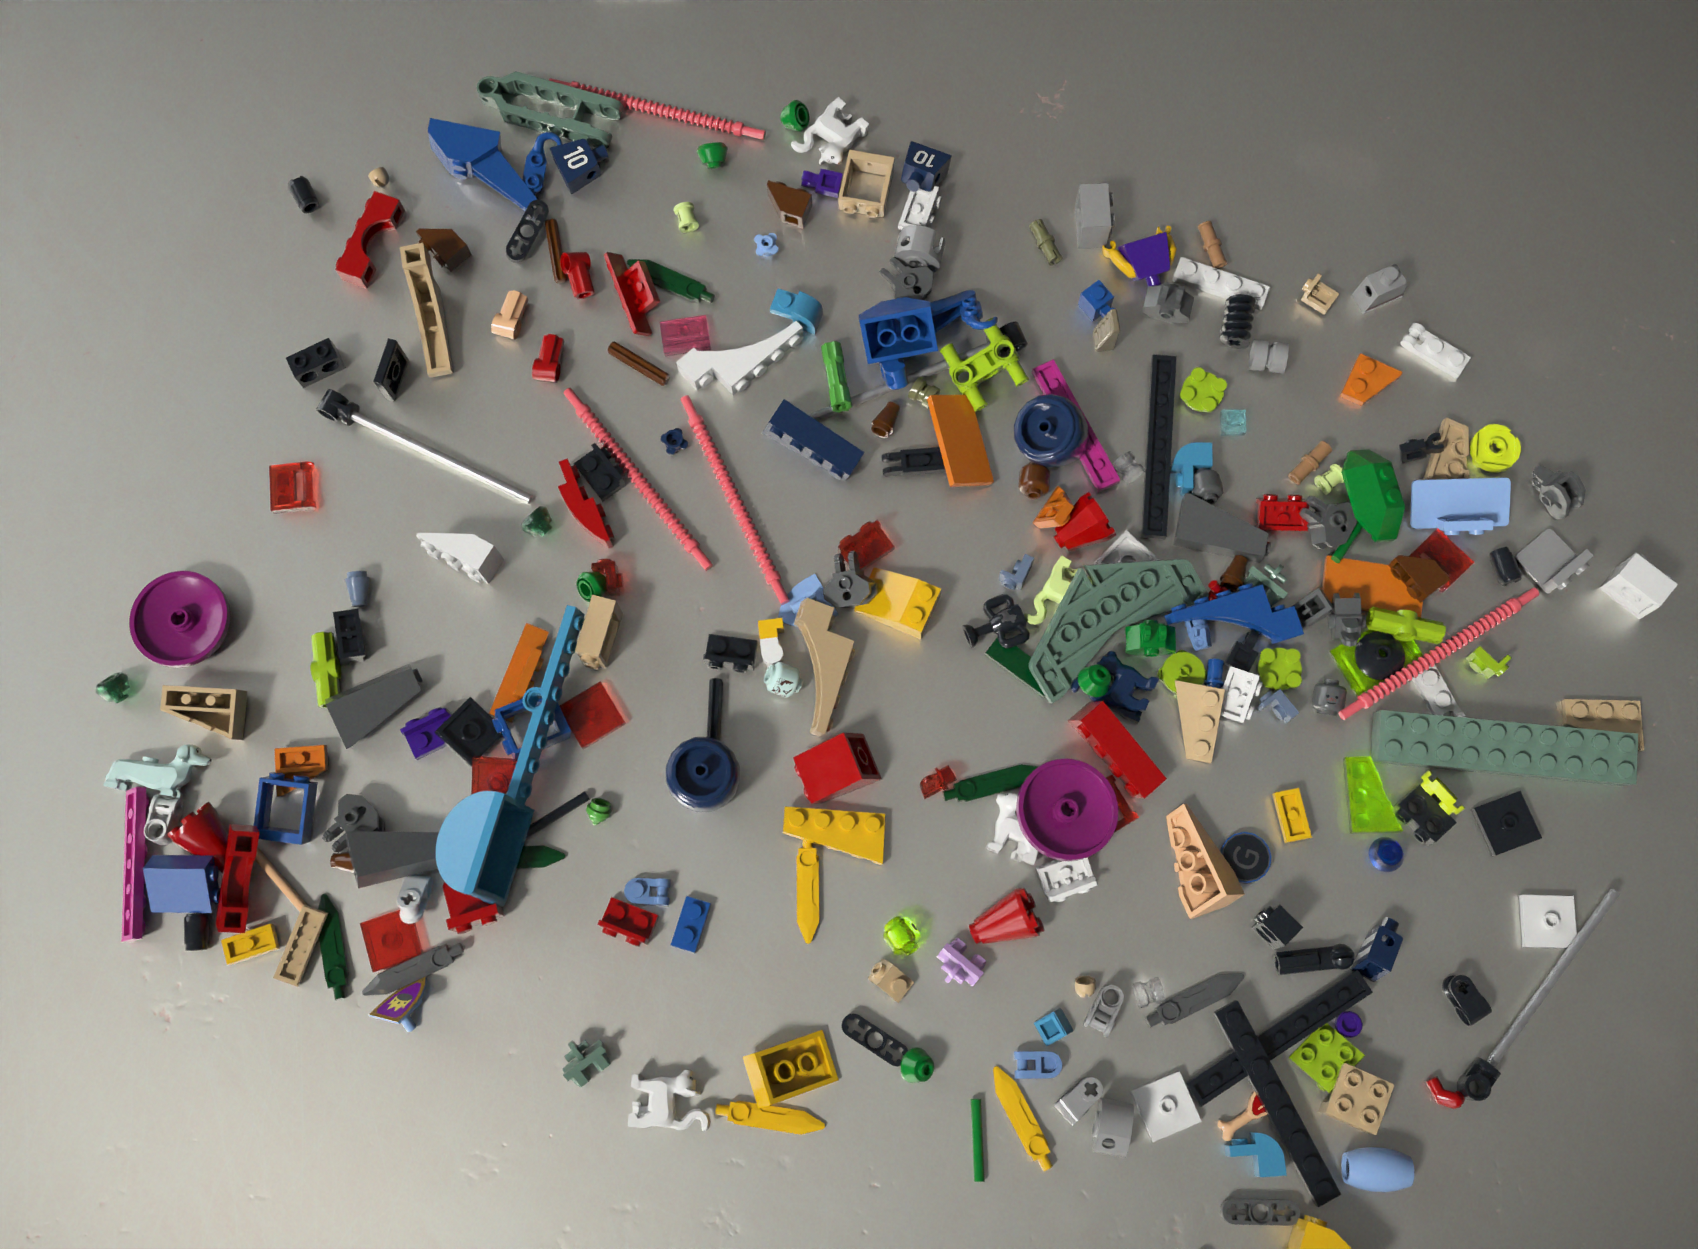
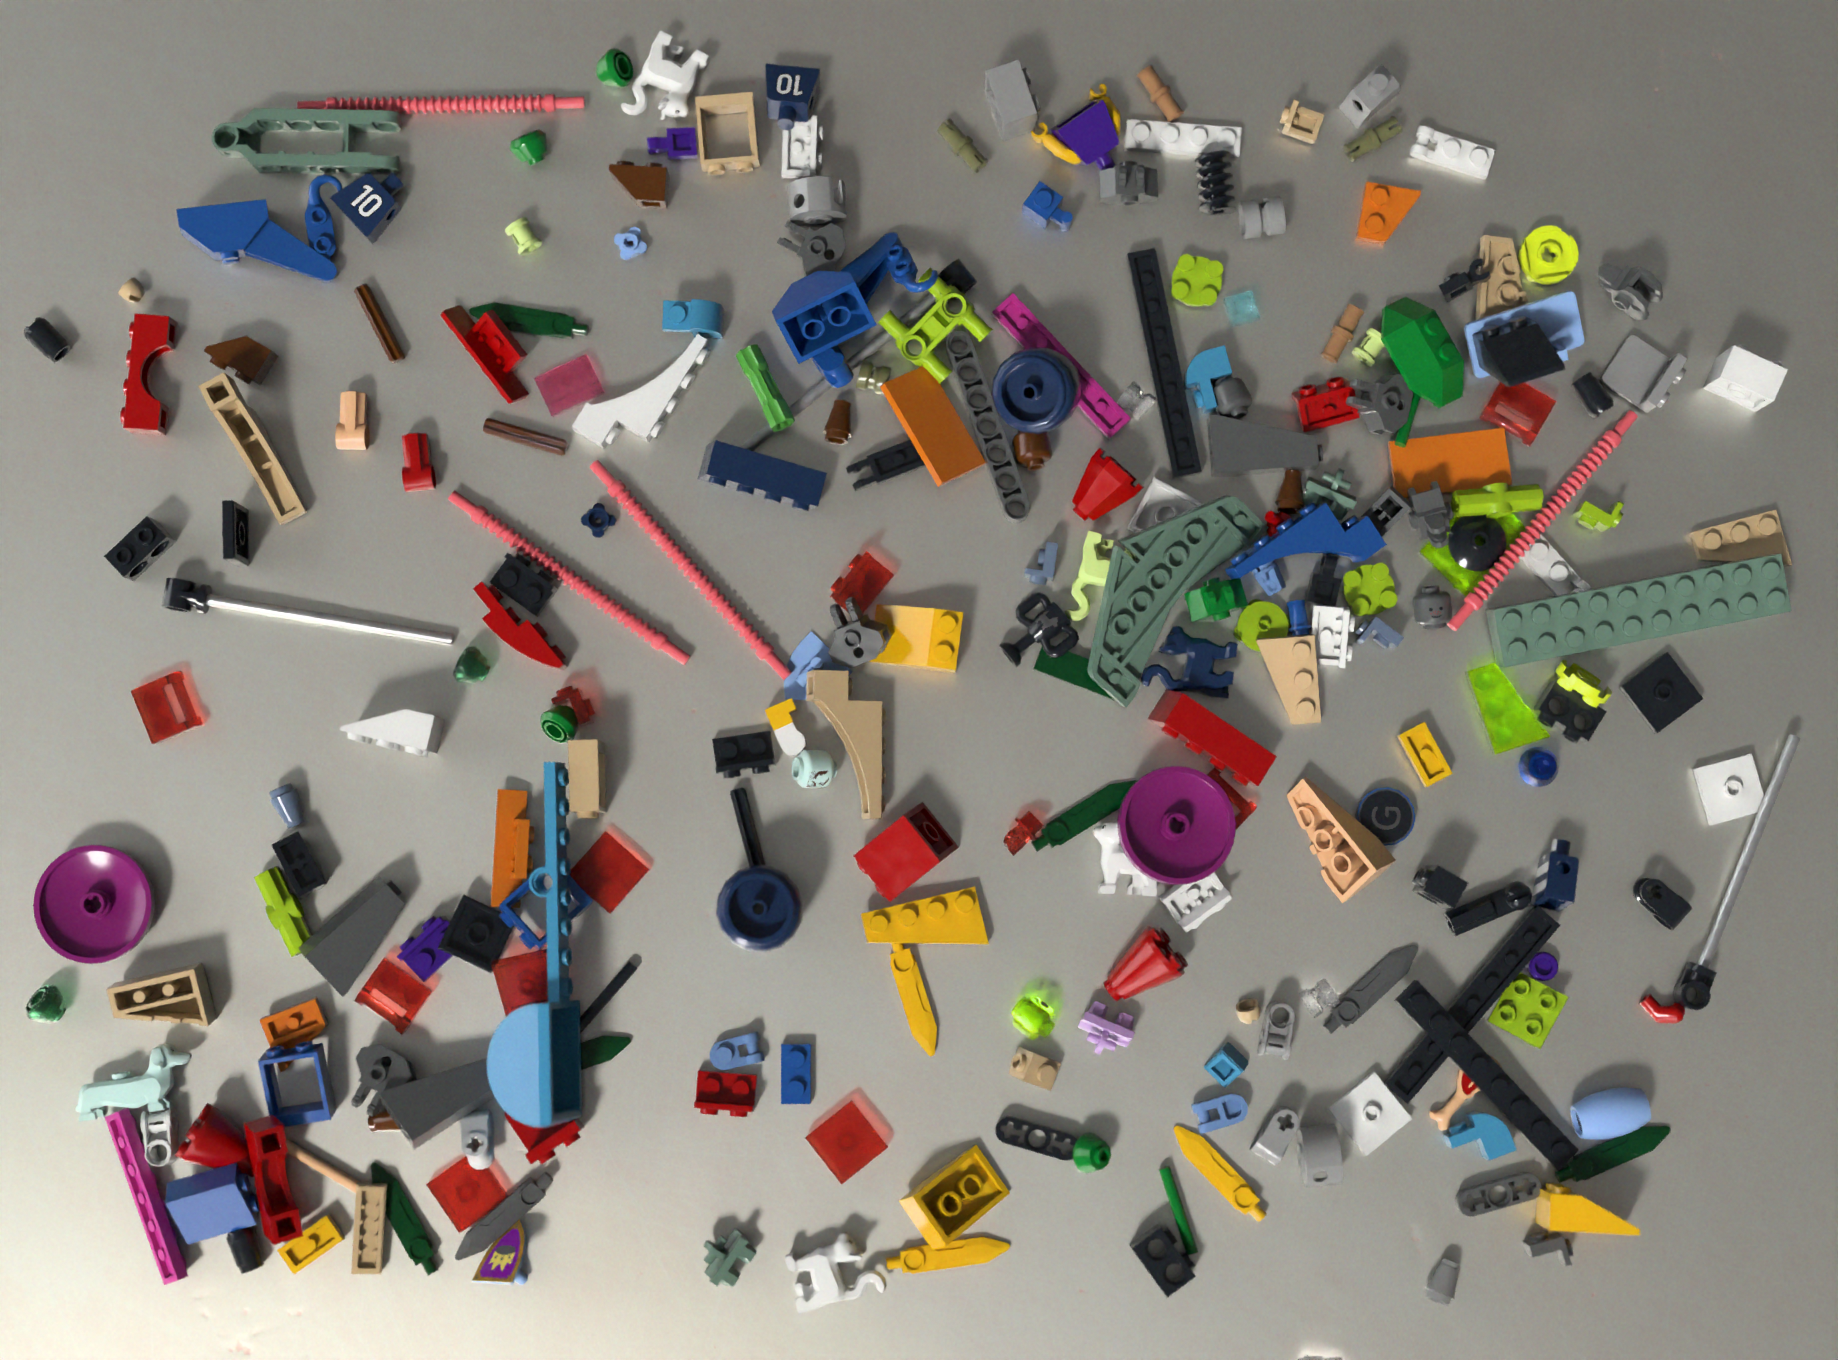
camera: 20 degrees left, 10 degrees up
(394, 757) = (398, 987): none -> clear red plate
(514, 242) = (348, 289): black beam -> none
(577, 267) = (413, 339): red piece -> none
(598, 810) = (652, 978): bright green plate -> none
(714, 994) = (846, 1142): none -> clear red plate
(946, 1180) = (1157, 1263): none -> black brick
(1000, 465) = (983, 413): none -> dark grey beam
(1055, 511) = (1067, 477): orange wing -> none
(1094, 680) = (1166, 668): green cone -> none
(1107, 332) = (1066, 242): dark tan slope -> none
(1358, 1099) = (1572, 1046): tan bracket -> none
(1370, 1207) = (1612, 1153): none -> dark green piece
(1373, 322) = (1372, 138): none -> olive pin
(1419, 575) = (1500, 438): reddish brown slope -> none
(1451, 508) = (1516, 352): none -> black slope

